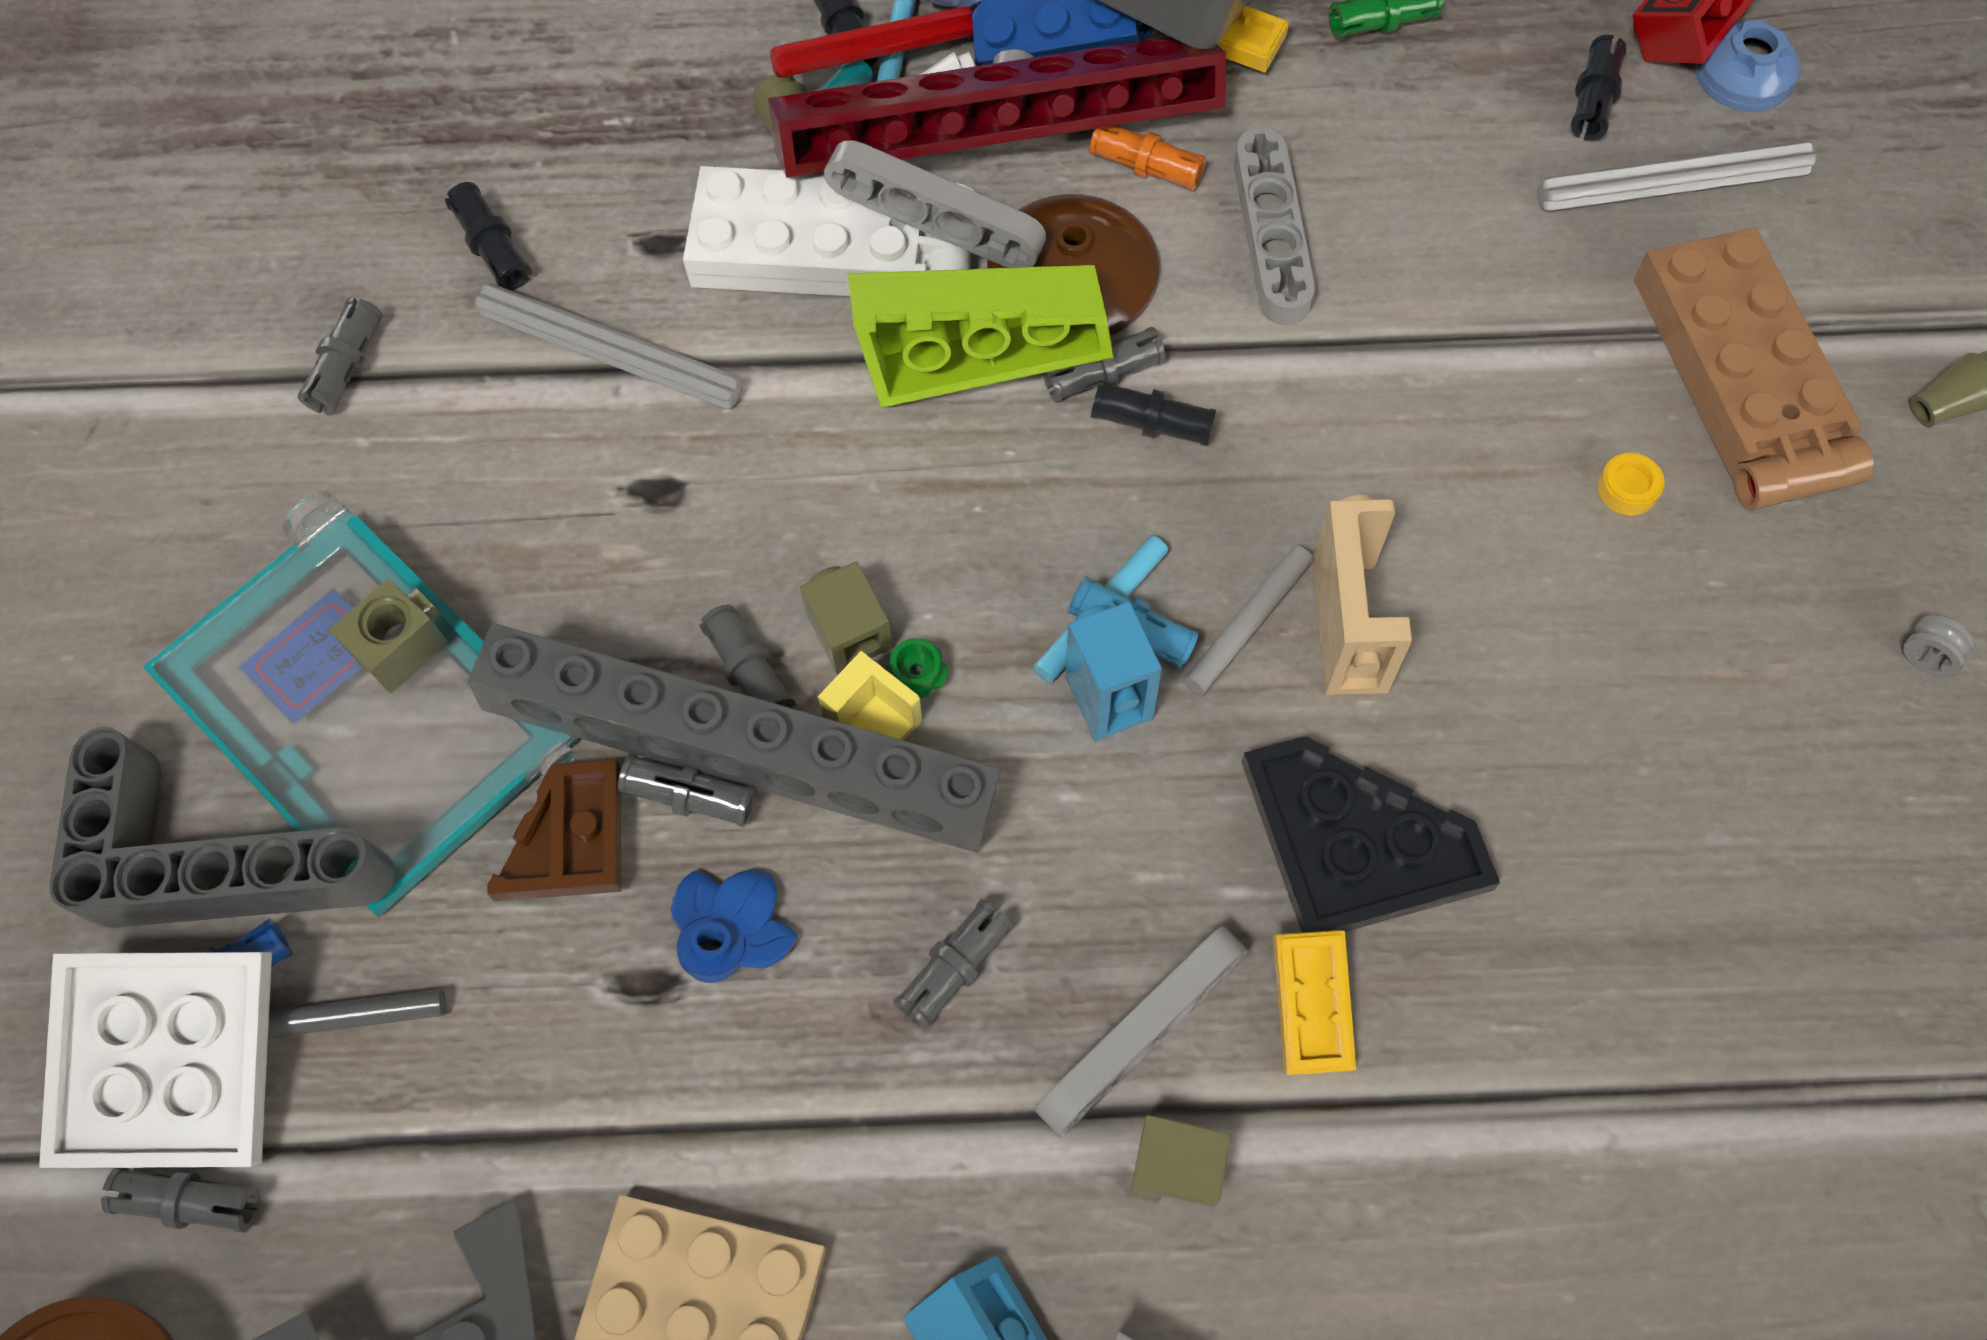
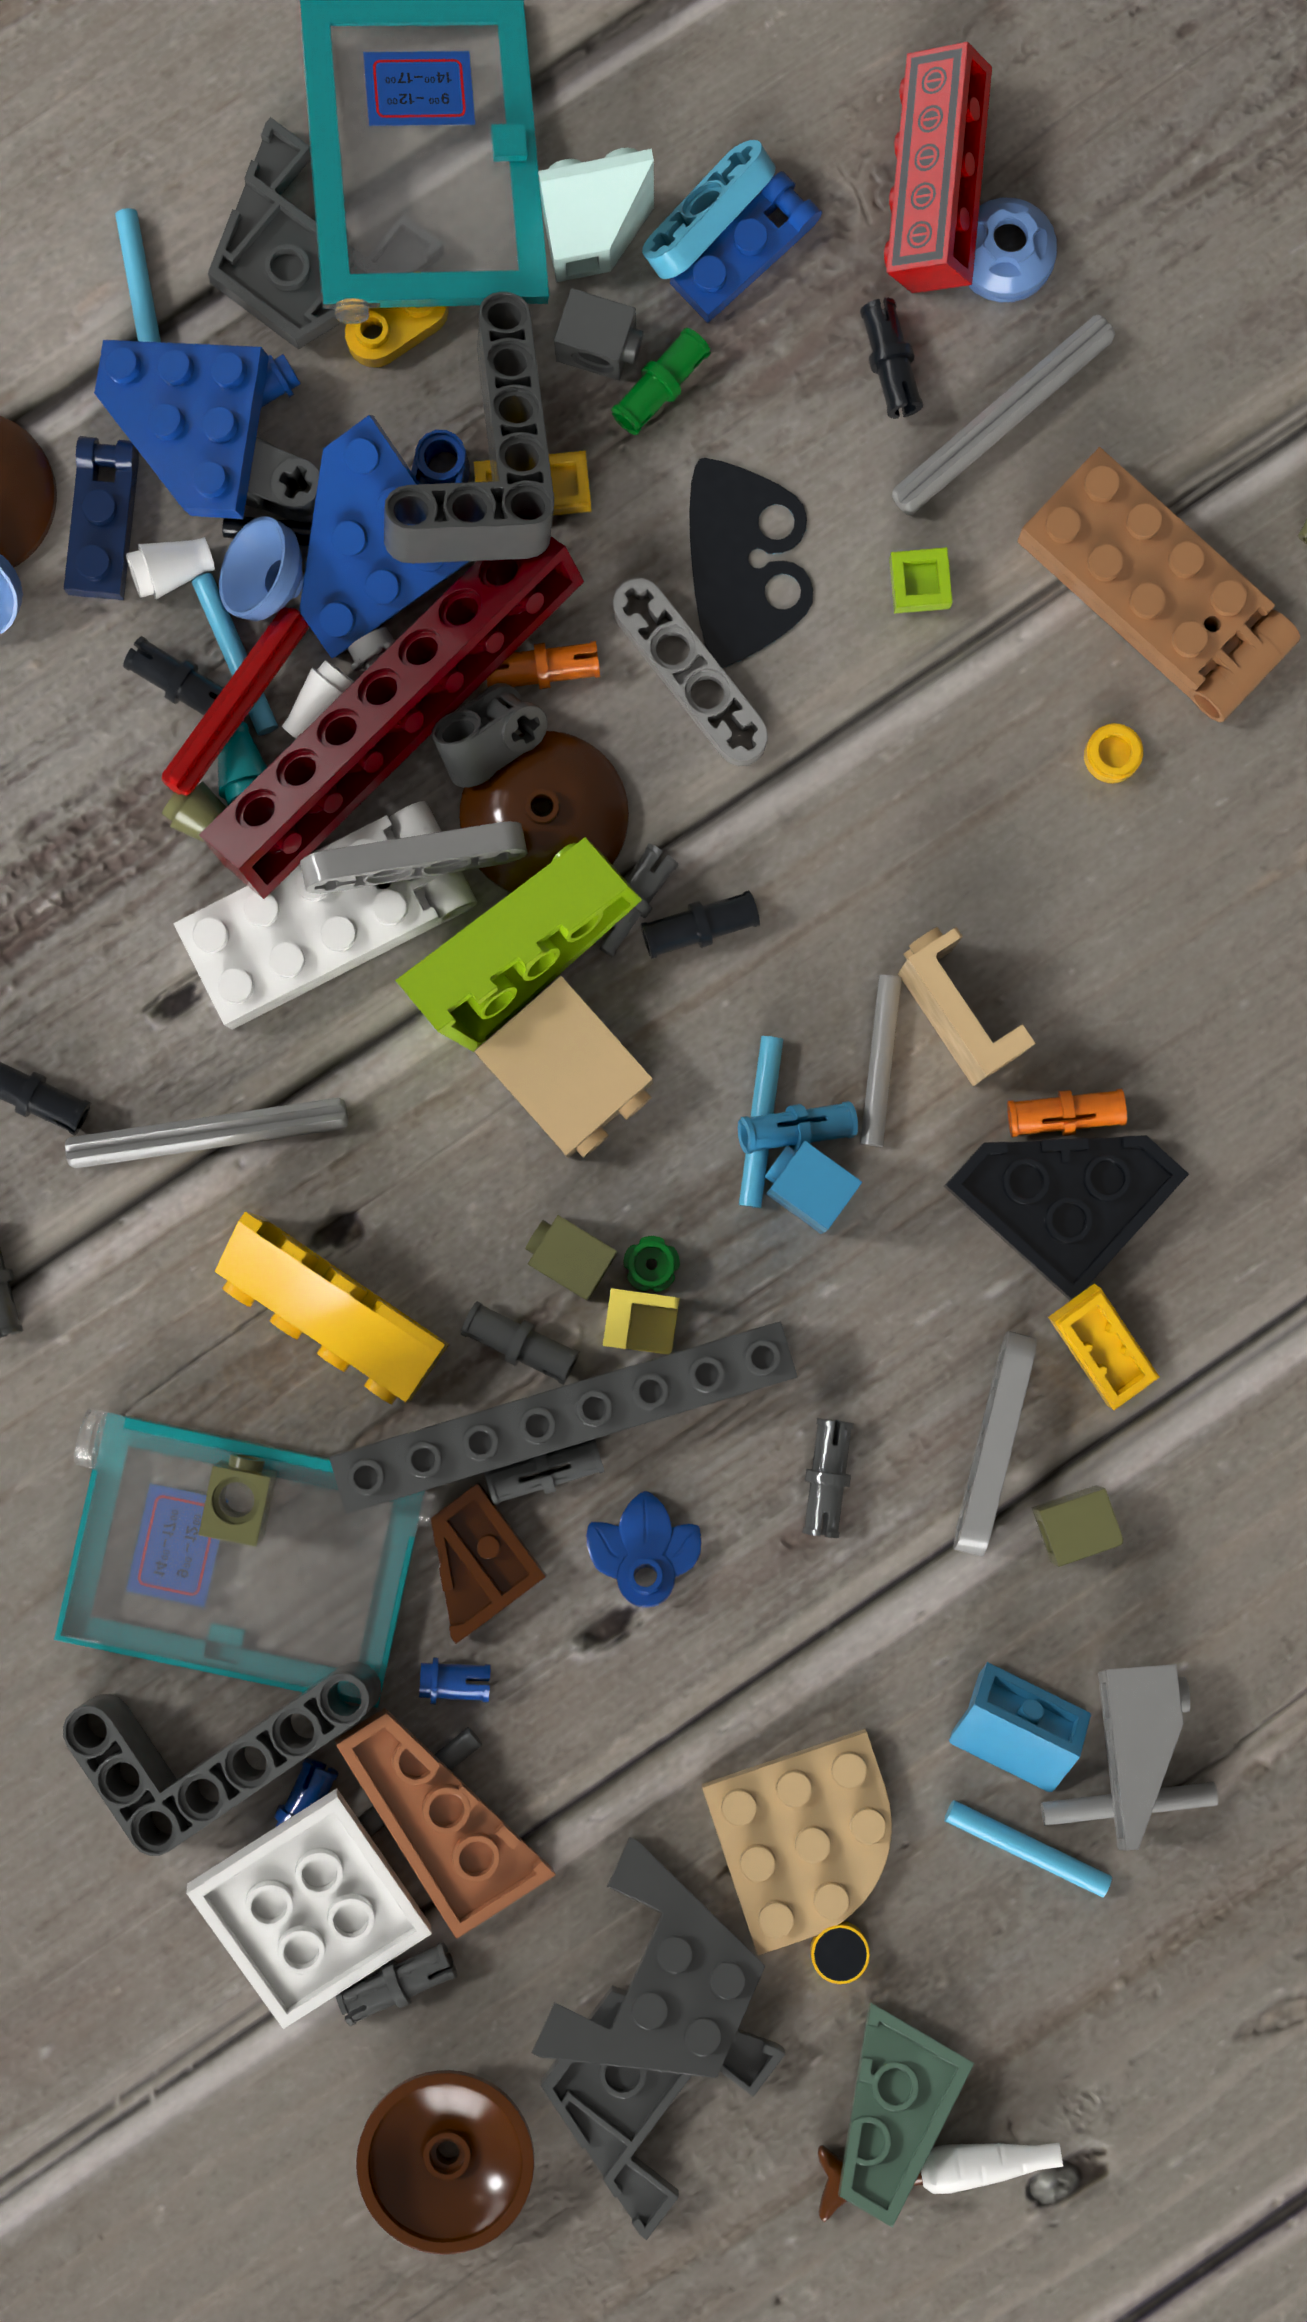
camera: 30 degrees left, 20 degrees up
(340, 1068) = (446, 1832): none -> nougat wing
(460, 933) = (448, 1681): none -> blue pin
(599, 530) = (329, 1307): none -> yellow wedge
(952, 459) = (566, 1069): none -> tan panel
(1054, 167) = (483, 736): none -> dark grey piece
(1347, 186) = (723, 533): none -> black piece
(1449, 776) = (1067, 1112): none -> orange pin
(1526, 255) = (920, 580): none -> lime plate

